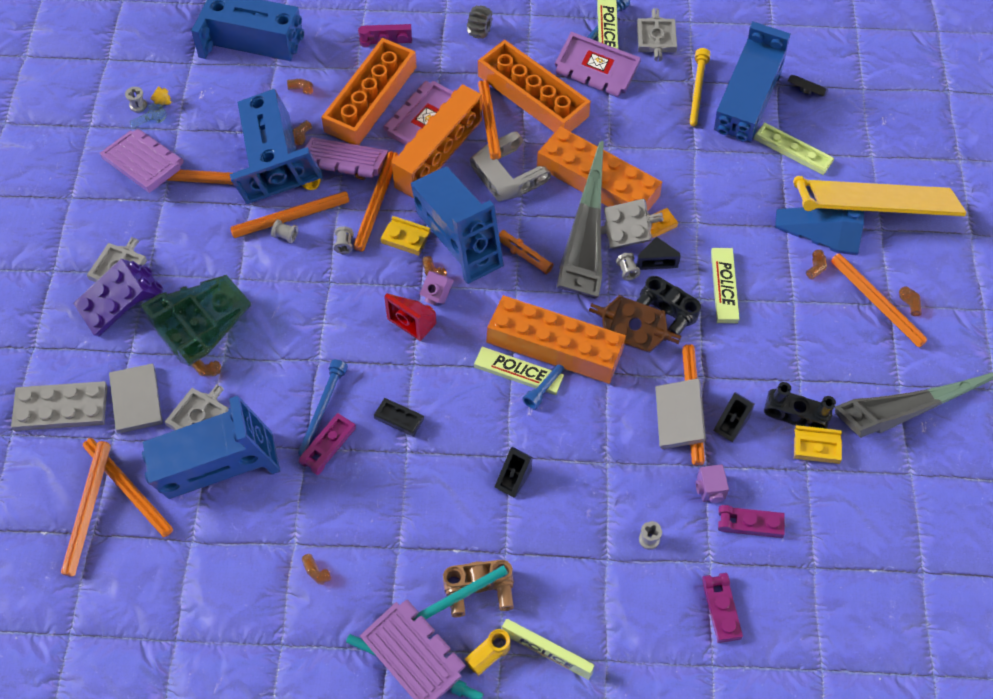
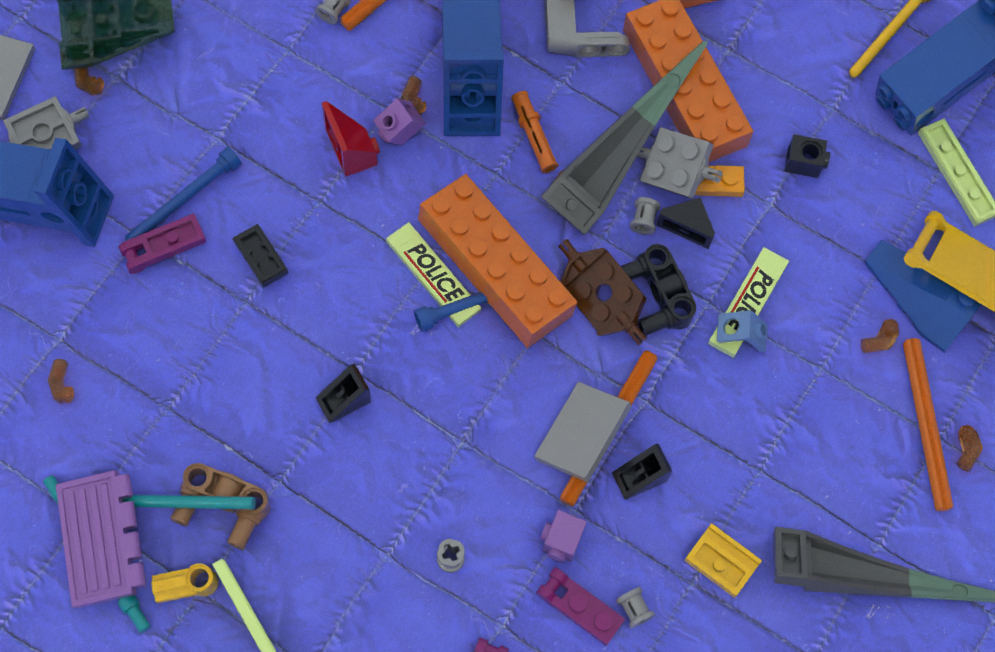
camera: 25 degrees right, 10 degrees up
(405, 235) = (409, 37): yellow plate -> none
(700, 183) = (798, 164): none -> black brick
(739, 298) = (750, 328): none -> medium blue bracket
(781, 406) = (712, 486): black piece -> none
(781, 495) = (635, 607): none -> light grey bush

